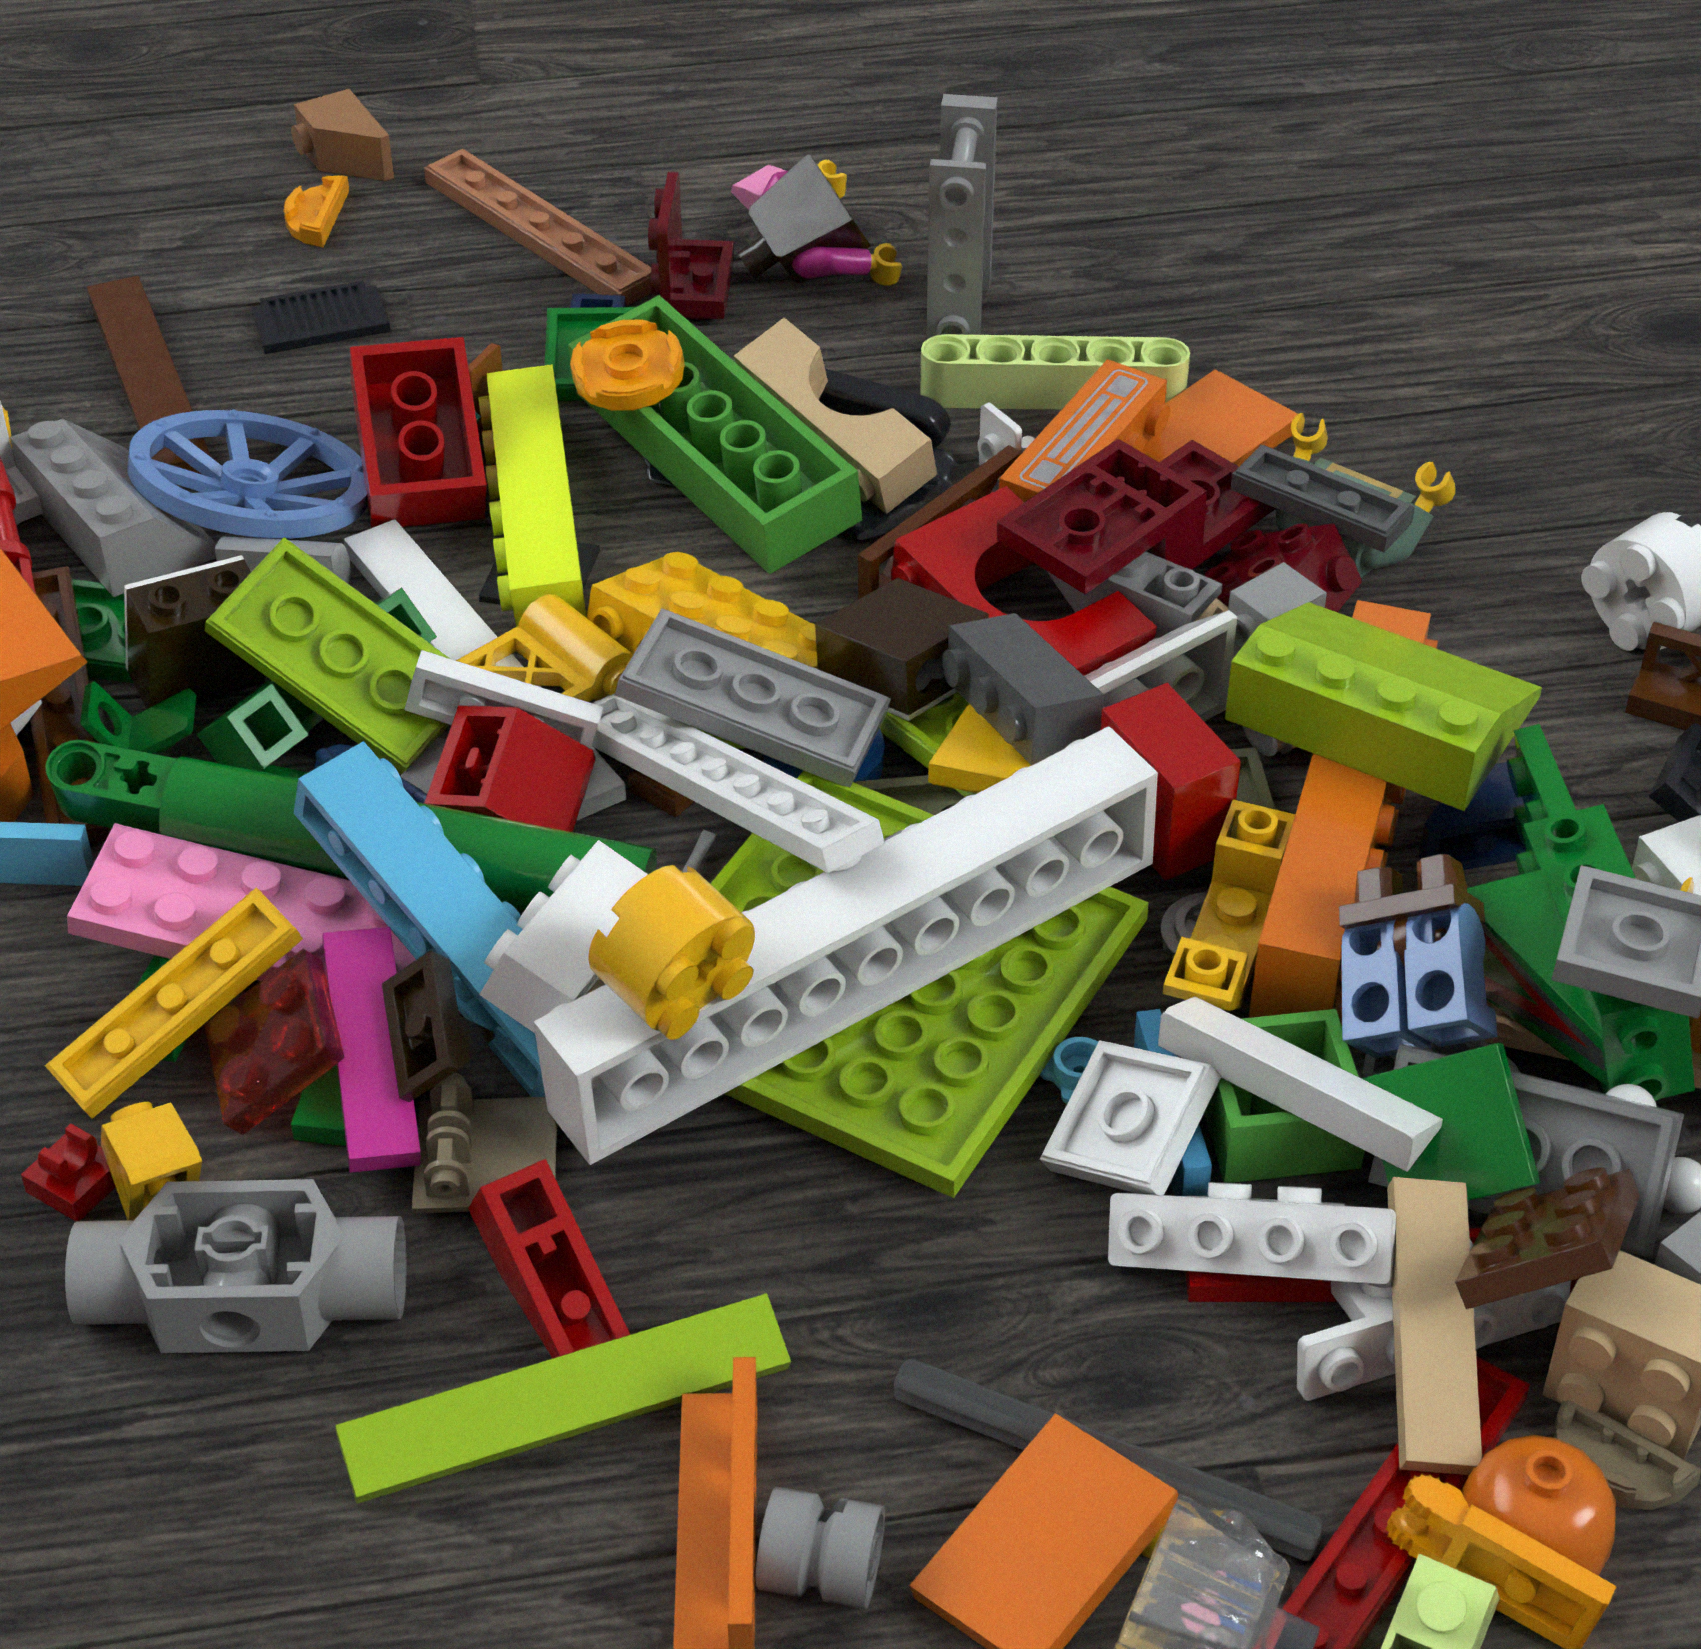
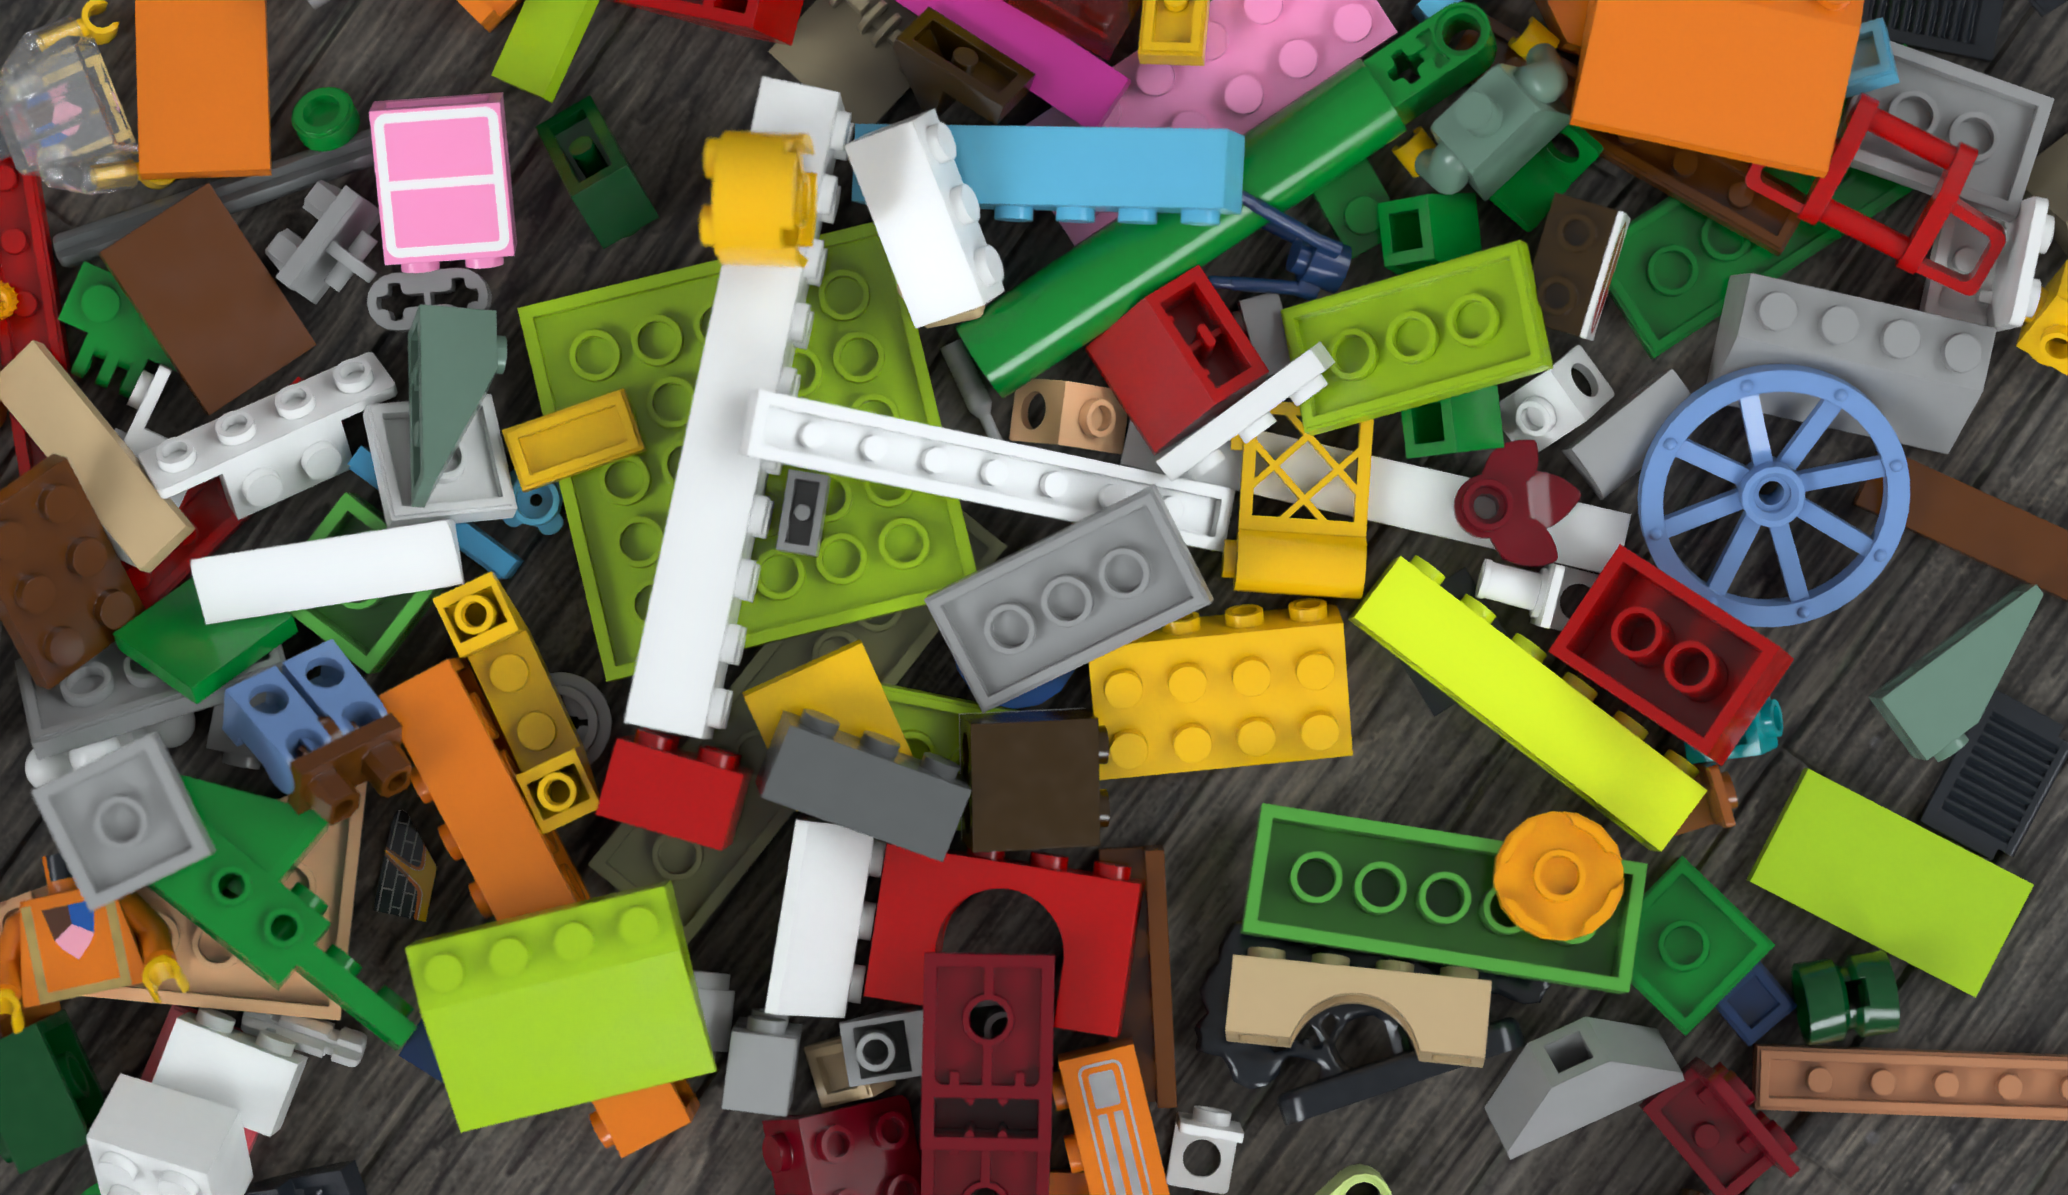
camera: 135 degrees right, 45 degrees up
(125, 707) = (1495, 122): none -> sand green torso
(268, 350) = (1952, 683): none -> sand green slope
(418, 571) = (1524, 502): none -> dark red plate
(442, 295) = (1890, 882): none -> lime tile
(450, 533) = (1531, 590): none -> white bracket
(539, 268) = (1823, 997): none -> dark green wheel
(621, 816) = (1074, 416): none -> light nougat bracket
(737, 322) = (1578, 1079): none -> light grey slope
(782, 1225) = (596, 172): none -> dark green slope
(911, 1297) = (443, 181): none -> bright pink brick
(966, 1439) = (325, 119): none -> green tile
(1005, 1054) = (574, 440): none -> yellow tile
(1016, 1262) = (426, 284): none -> light grey beam
(1061, 1334) = (332, 247): none -> light grey hips
(1074, 1138) = (449, 371): none -> sand green slope
(1212, 1379) = (207, 298): none -> reddish brown tile
(1310, 1435) = (113, 329): none -> green hinge

